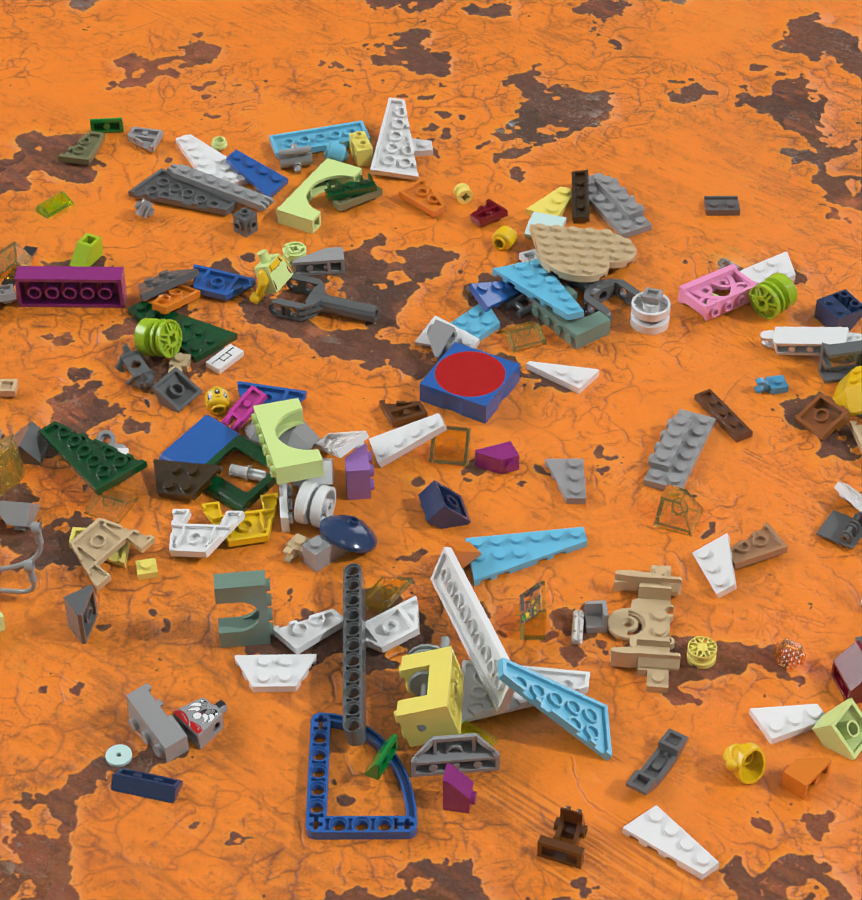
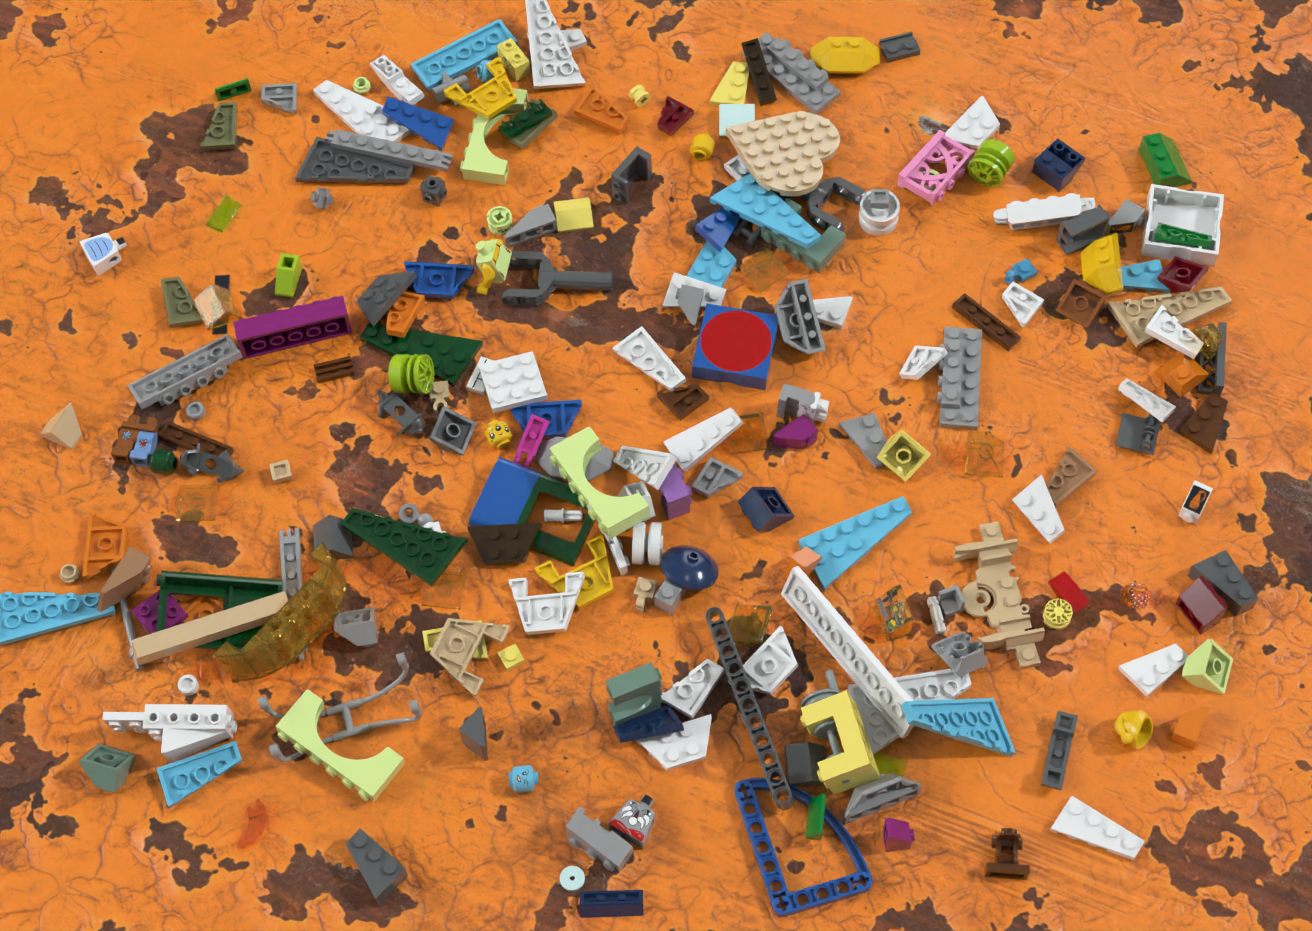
camera: 15 degrees left, 20 degrees up
(93, 328) = (333, 367): none -> reddish brown tile
(109, 661) = (523, 779): none -> medium azure head
(249, 143) = (395, 80): none -> white slope
(249, 365) = (512, 382): none -> white plate
(249, 646) = (649, 725): none -> dark blue wing
(322, 165) = (488, 98): none -> yellow wing
(364, 265) = (573, 215): none -> light yellow slope
(382, 714) = (802, 763): none -> dark grey slope
(385, 376) = (648, 357): none -> white wing
(406, 474) = (715, 477): none -> light grey wing
(427, 239) = (635, 164): none -> dark grey panel
(508, 427) = (798, 401): none -> hips
(537, 368) = (799, 318): none -> light grey wedge
(588, 660) = (961, 653): none -> light grey slope
(595, 491) = (903, 455): none -> light yellow slope
(644, 428) = (921, 360): none -> white wing
(668, 199) = (845, 55): none -> yellow wedge
(721, 634) = (1068, 590): none -> red slope
(764, 406) = (1021, 302): none -> white wing

